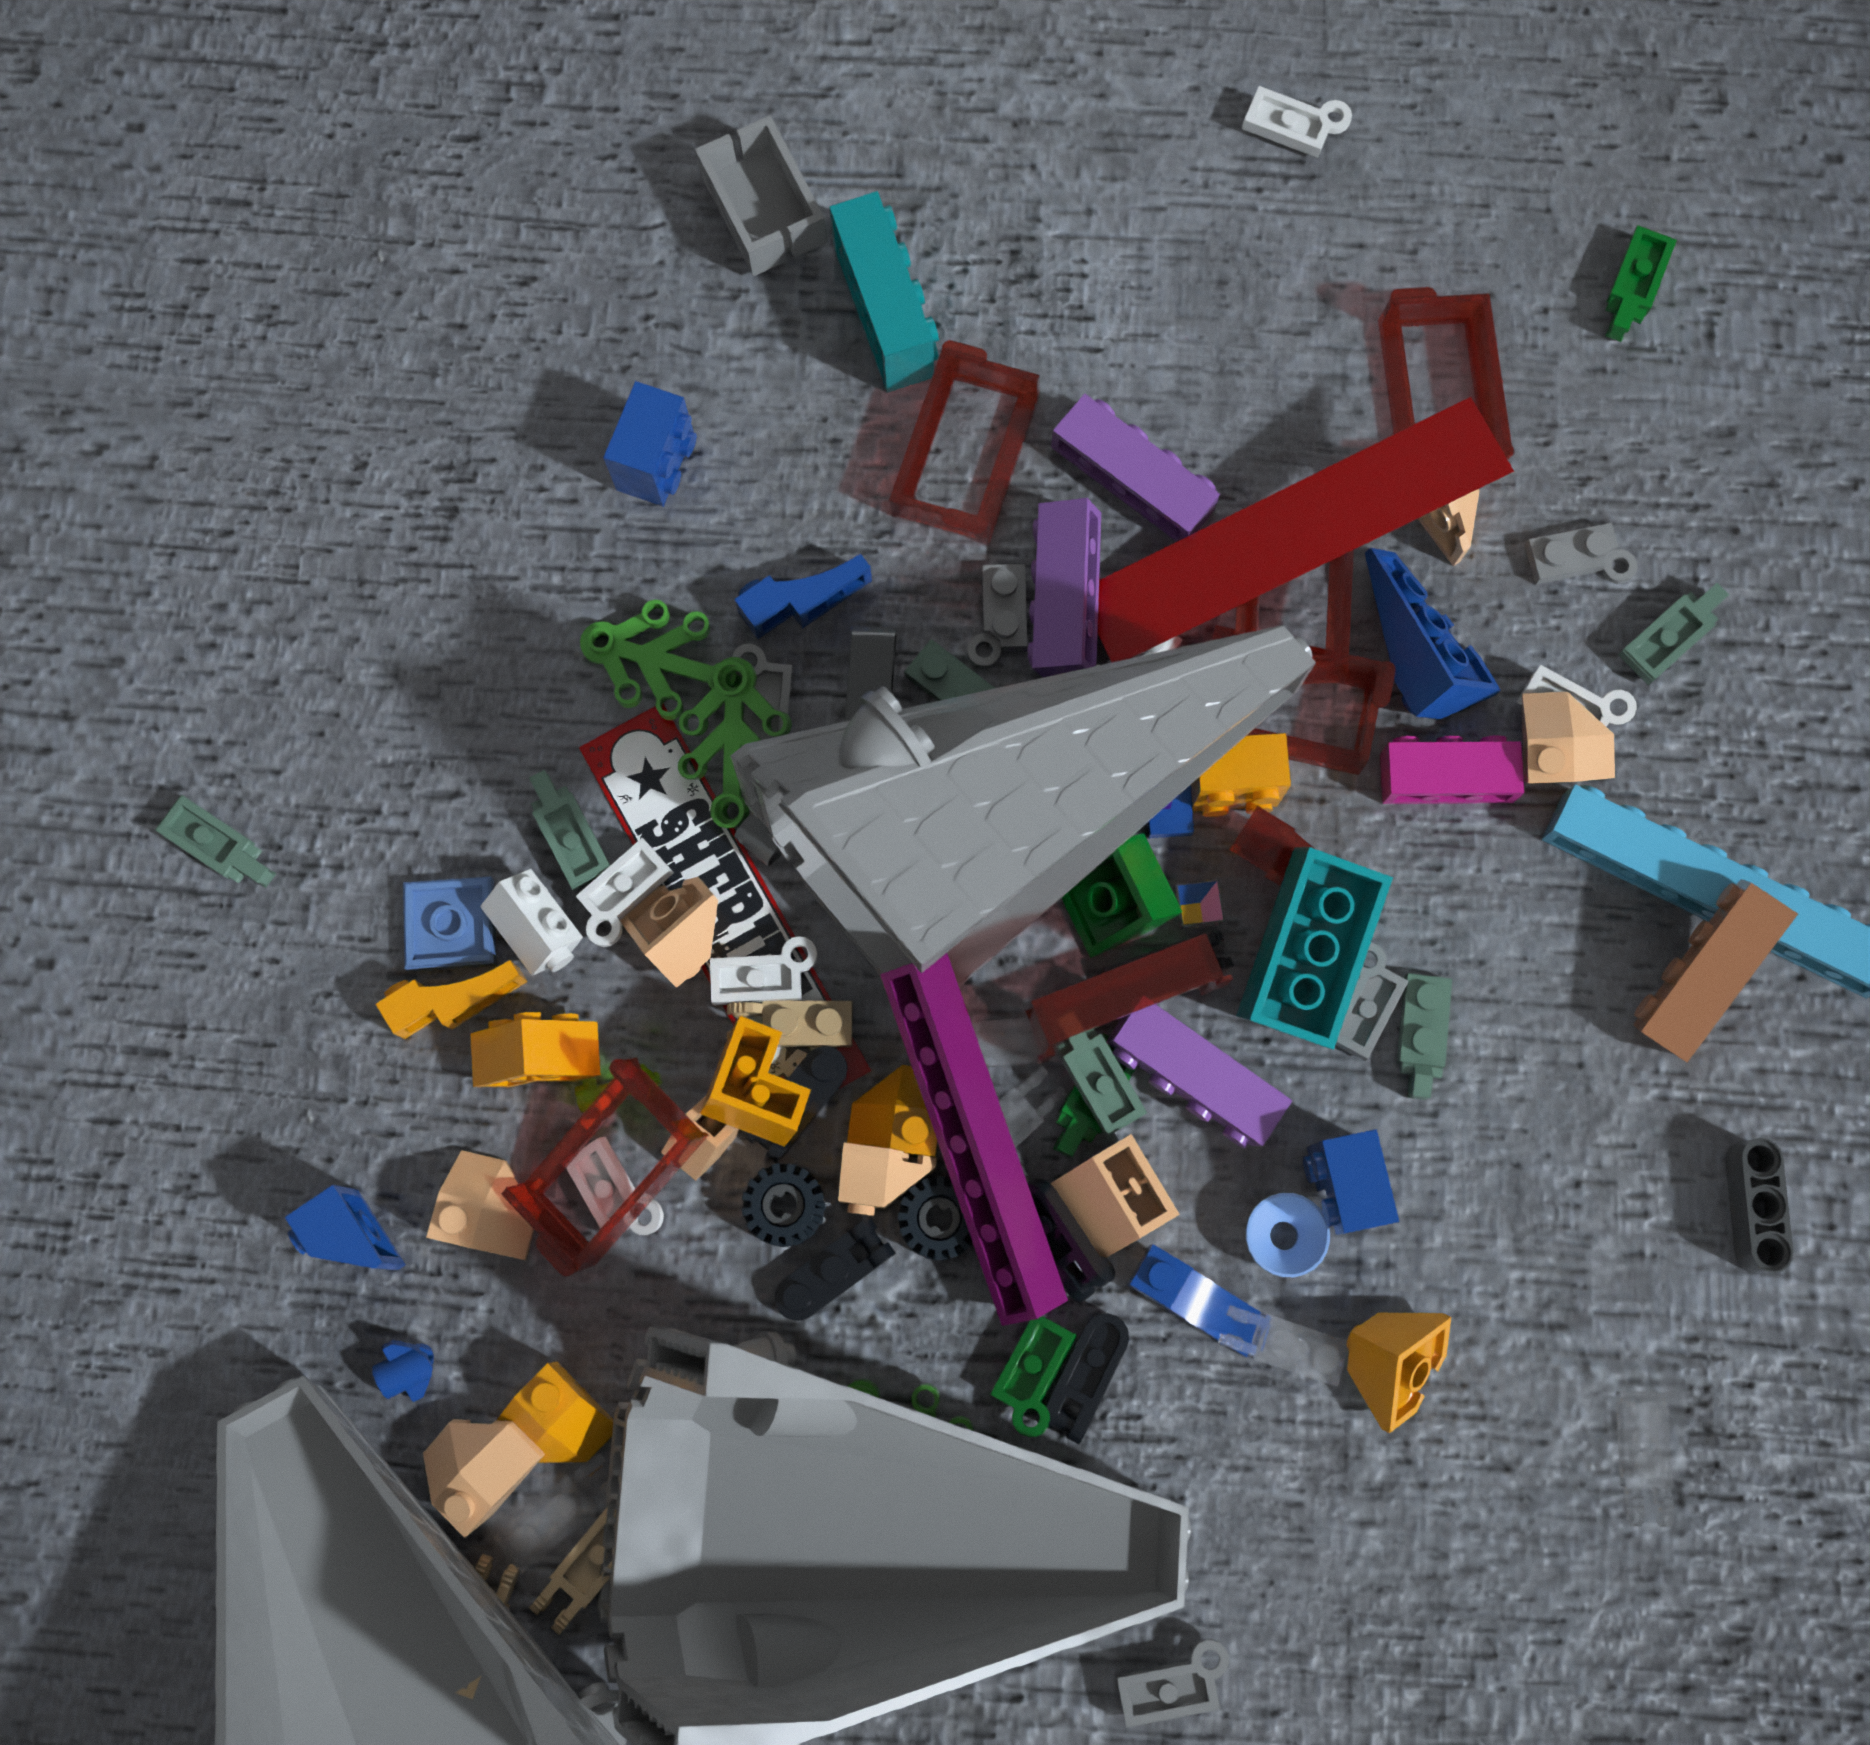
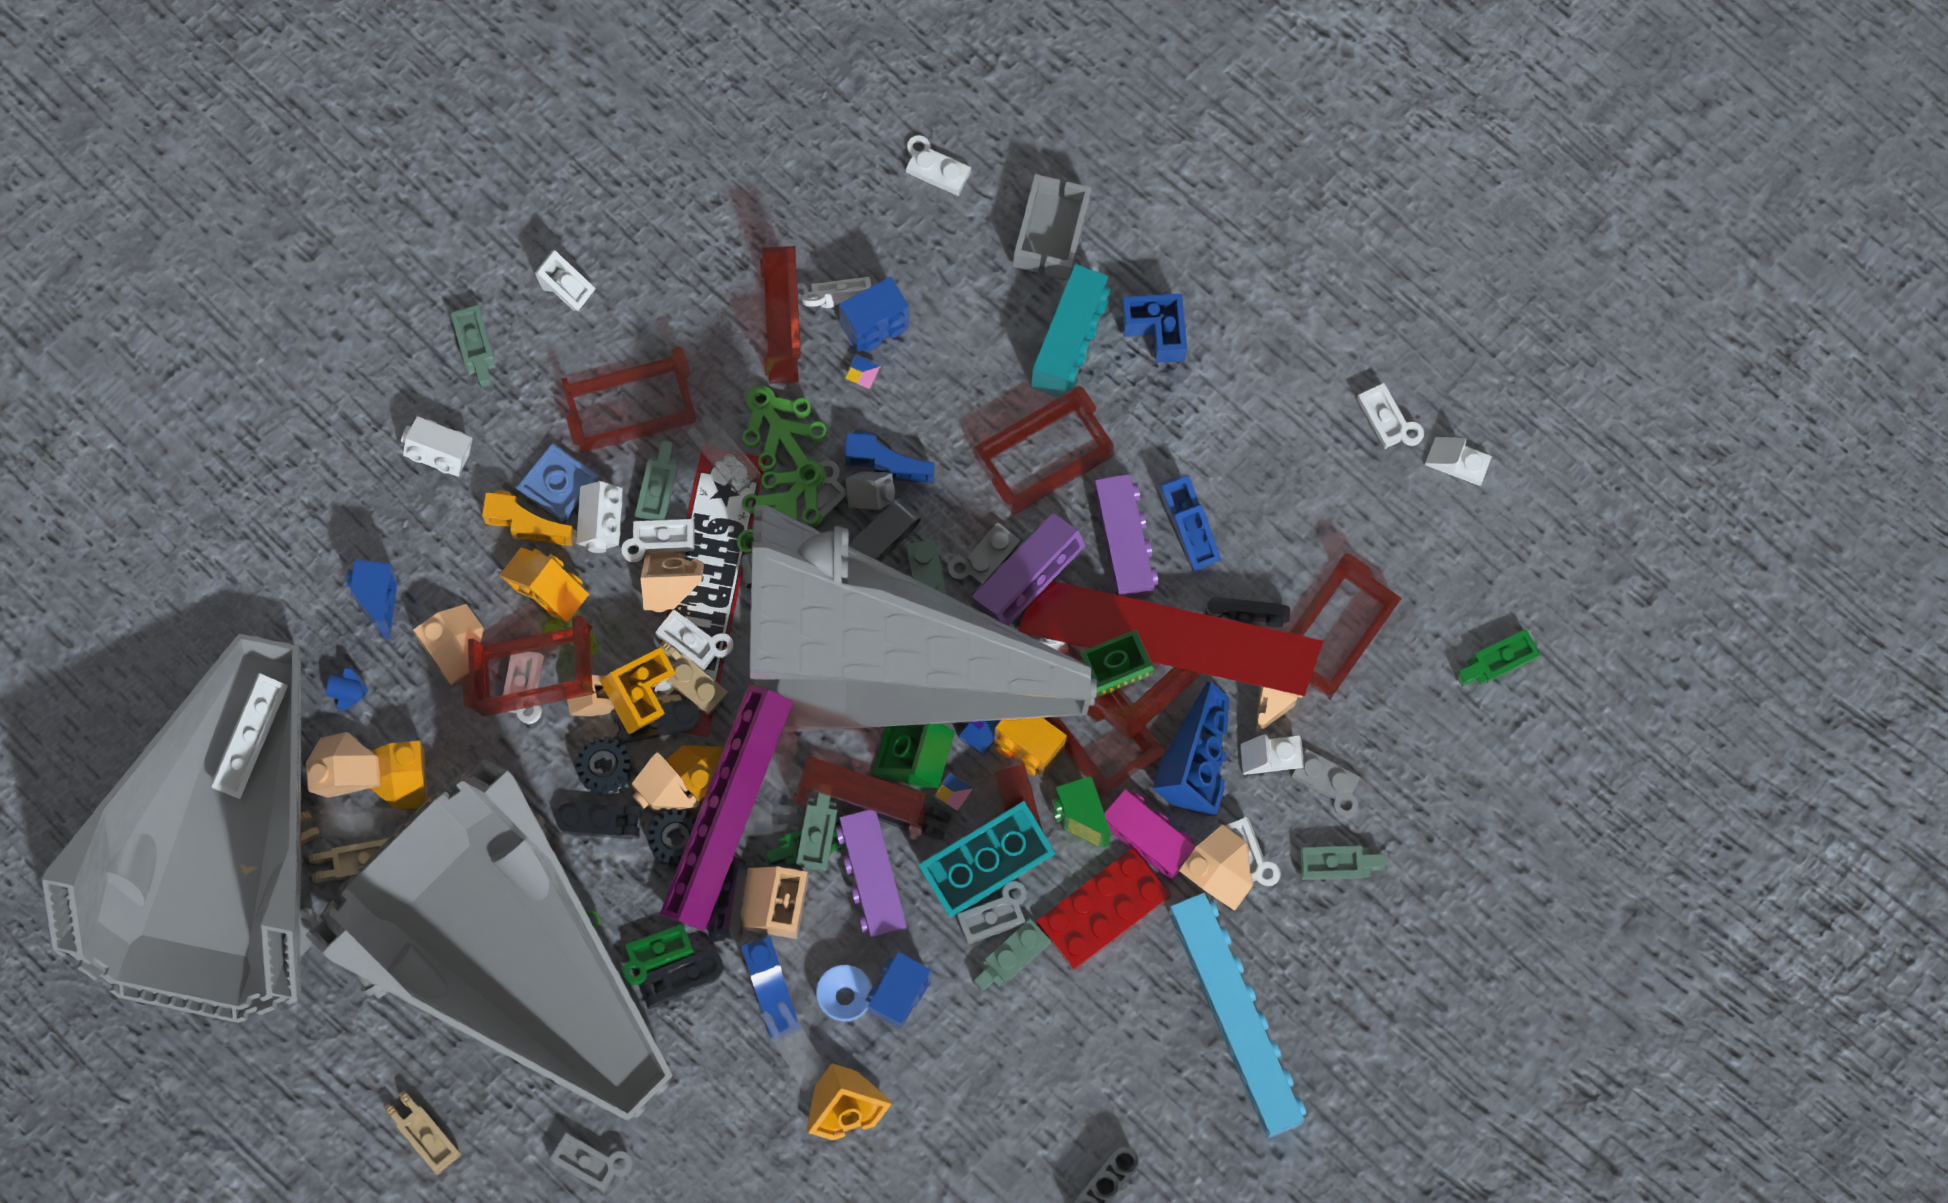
camera: 35 degrees right, 5 degrees down
(258, 687) = (561, 278): none -> white slope
(270, 997) = (436, 446): none -> white brick
(335, 1535) = (248, 736): none -> white plate
(470, 677) = (675, 363): none -> clear red piece
(556, 538) = (782, 314): none -> clear red piece
(574, 236) = (936, 167): none -> white hinge
(579, 461) = (835, 292): none -> white hinge
(616, 736) = (725, 456): none -> clear hinge
(690, 523) = (862, 374): none -> tile
(815, 641) = (870, 490): none -> light grey brick
(971, 202) = (1158, 317): none -> blue brick
(1188, 394) = (1189, 521): none -> blue slope
(1280, 593) = (1118, 662): none -> green slope
(1337, 441) = (1248, 611): none -> black plate
(1368, 806) = (1081, 812): none -> green slope
(1402, 107) = (1454, 458): none -> white slope
(1473, 895) = (1103, 909): none -> red plate
(1499, 575) = (1271, 755): none -> white slope
(1713, 969) = (1187, 1045): nougat brick -> none

